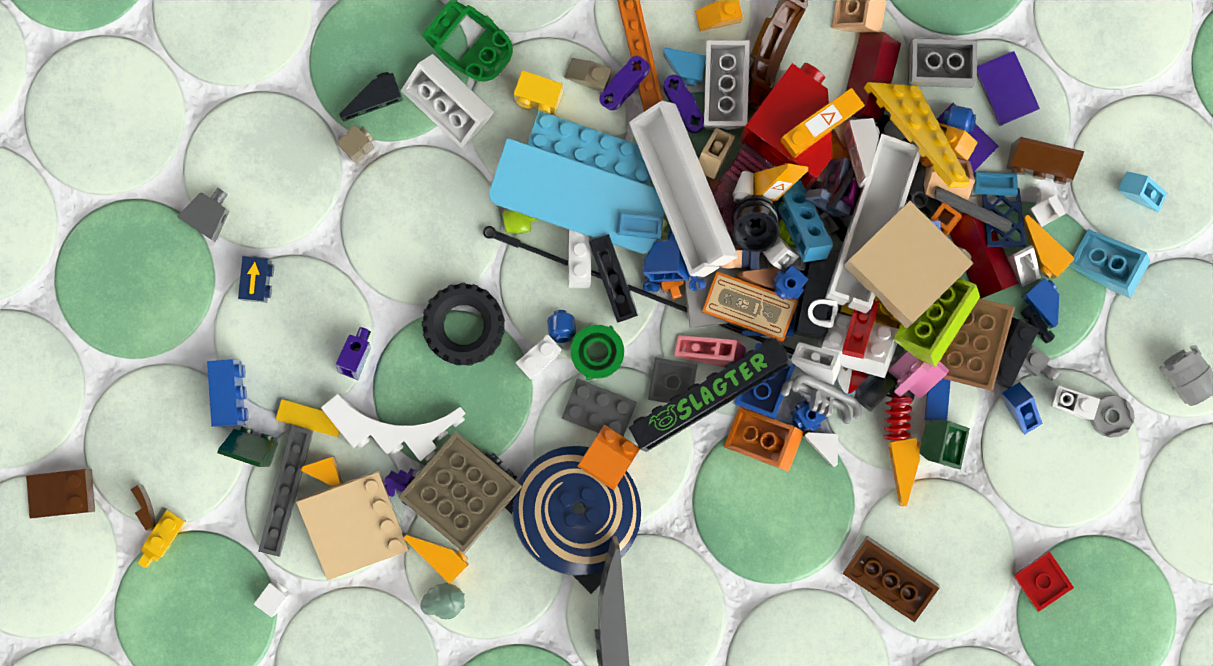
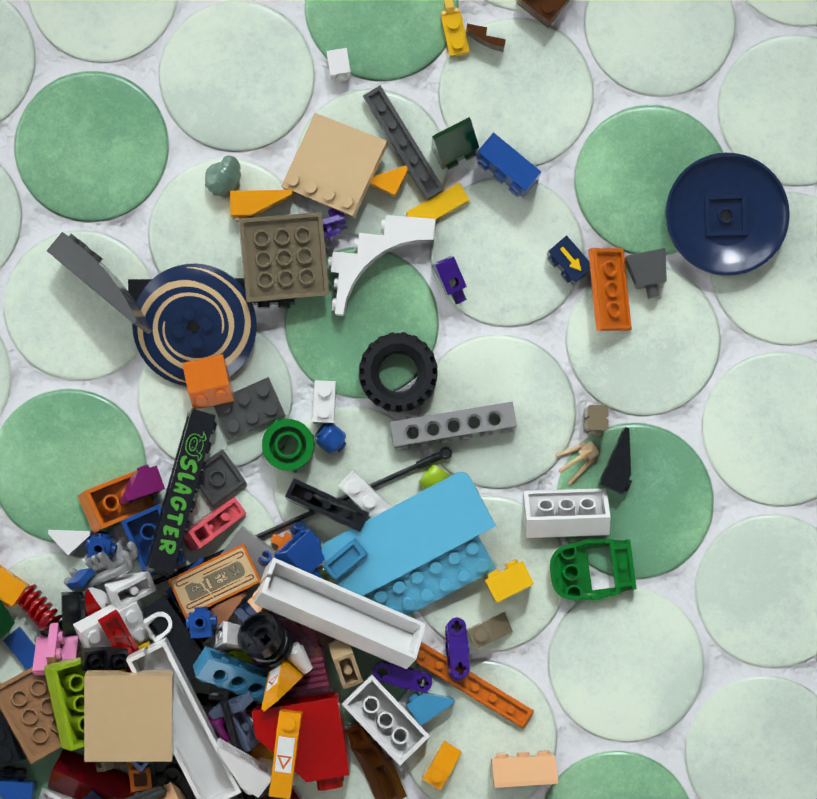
camera: 135 degrees right, 0 degrees up
(76, 188) = (756, 208): none -> dark blue dish
(248, 228) = (609, 289): none -> orange tile
(388, 128) = (587, 453): none -> tan plant
(416, 216) = (503, 410): none -> light grey brick
(732, 431) = (142, 484): none -> magenta slope
(845, 406) = (81, 578): none -> blue tile
(883, 326) = (104, 657): none -> black slope

